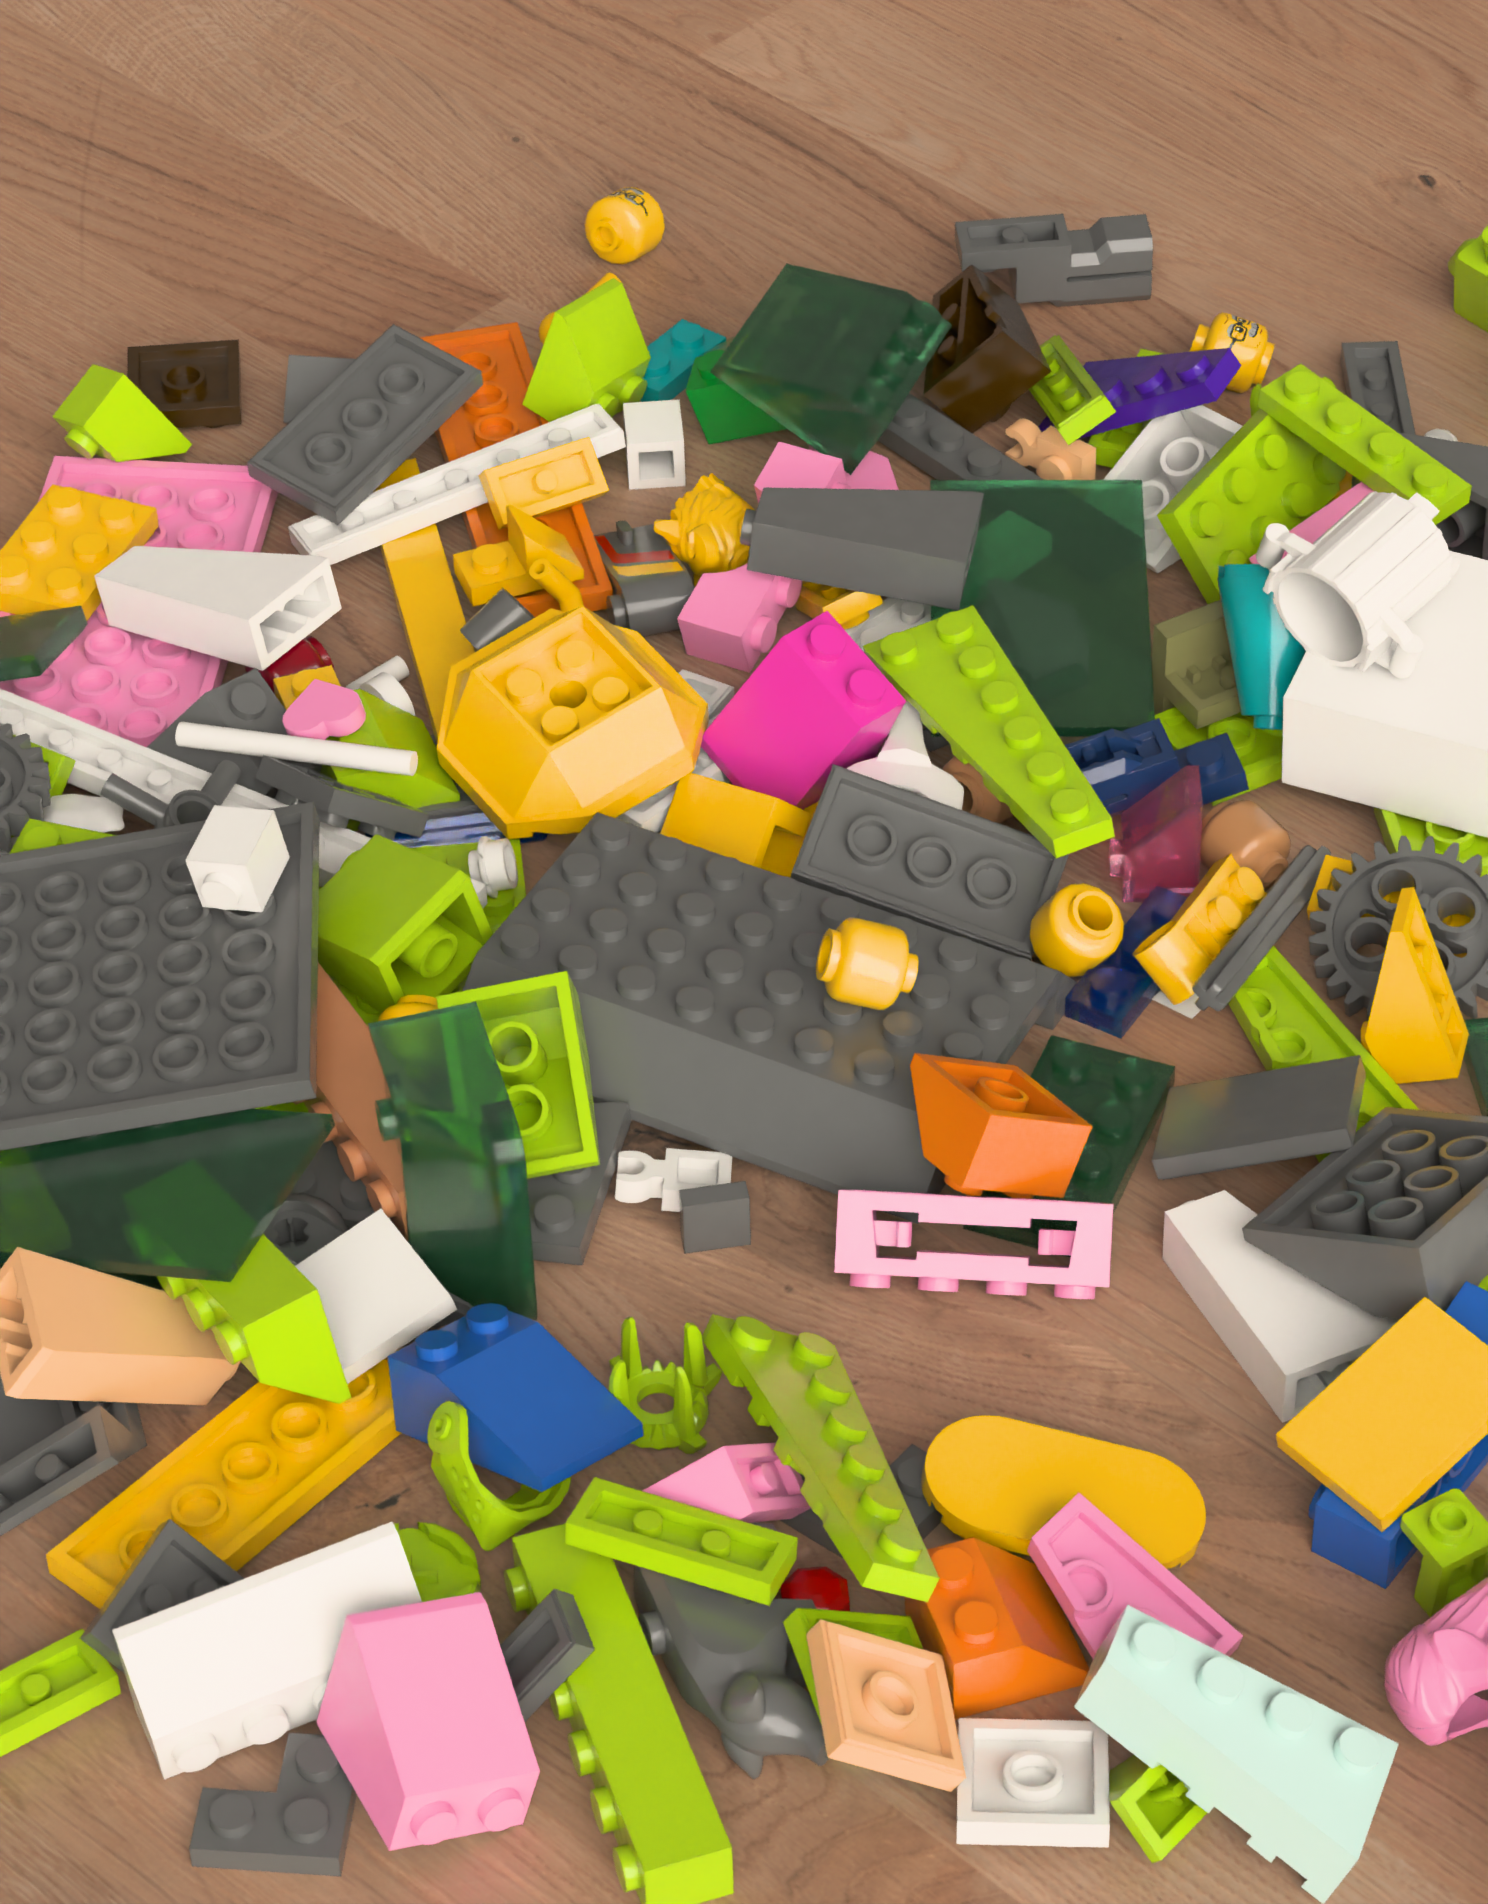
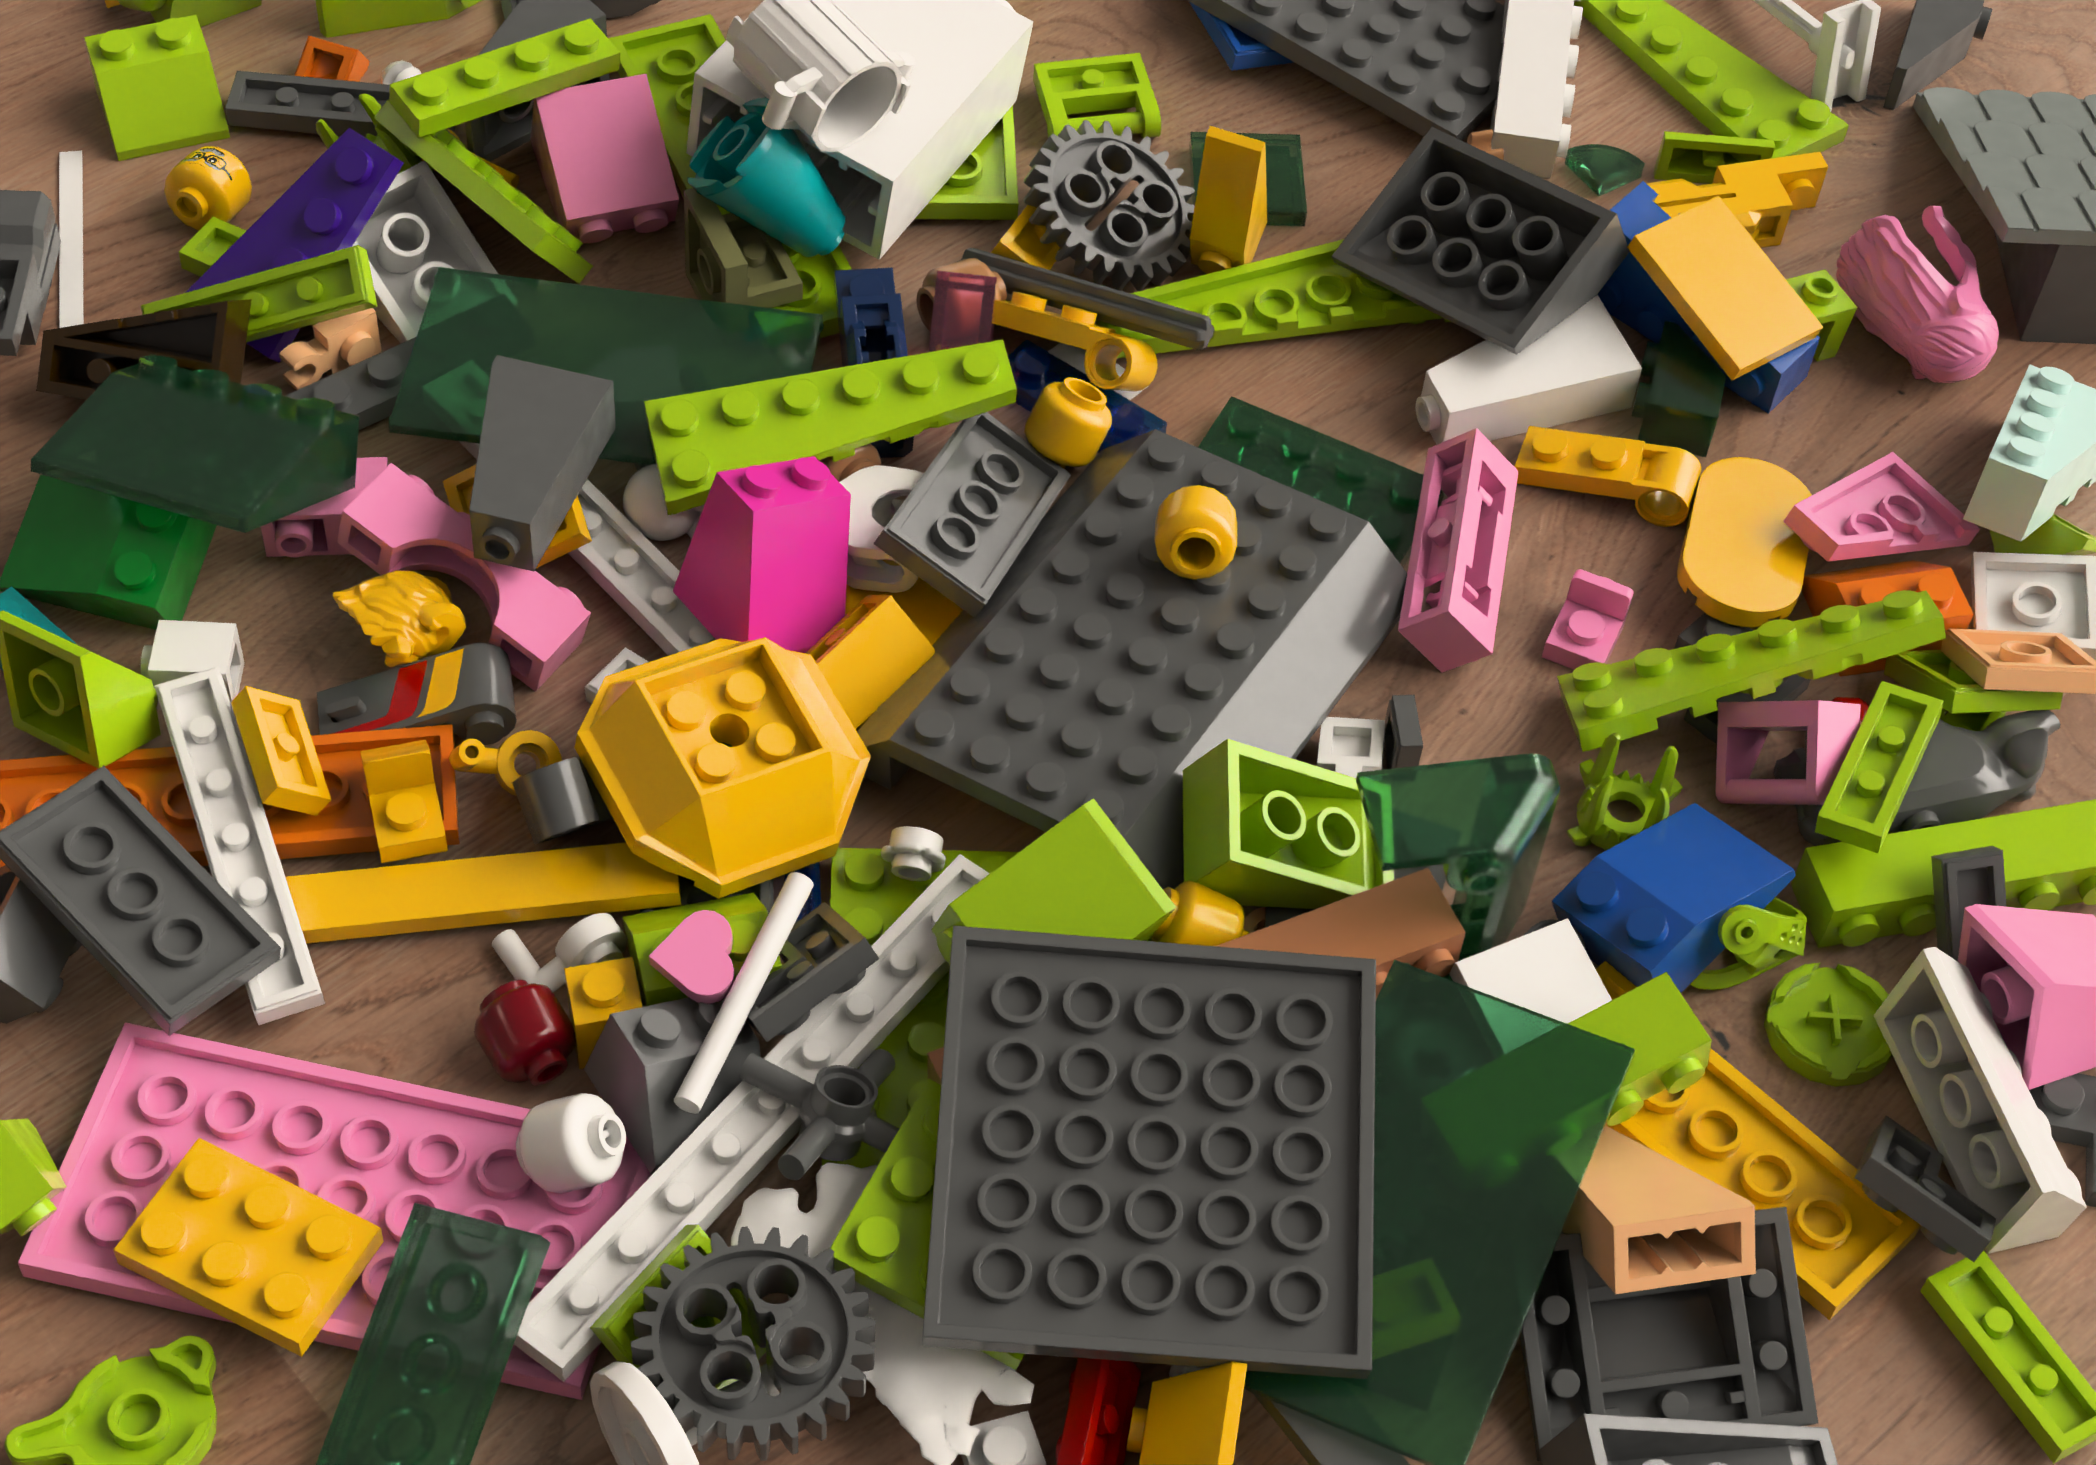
camera: 90 degrees left, 10 degrees up
(169, 677) = (571, 1143): none -> white head
(218, 600) = (438, 1066): white slope -> none
(237, 858) = (1065, 988): white brick -> none
(912, 1373) = (1588, 621): none -> bright pink bracket
(995, 1128) = (1388, 483): orange slope -> none
(1149, 1377) = (1653, 475): none -> yellow plate
(1160, 305) = (71, 239): none -> white sticker
(1251, 1451) = (1682, 393): none -> clear green slope
(1259, 1118) = (1331, 338): dark grey tile -> none
(1358, 294) = (157, 87): none -> lime slope
(1443, 406) = (331, 61): none -> orange slope

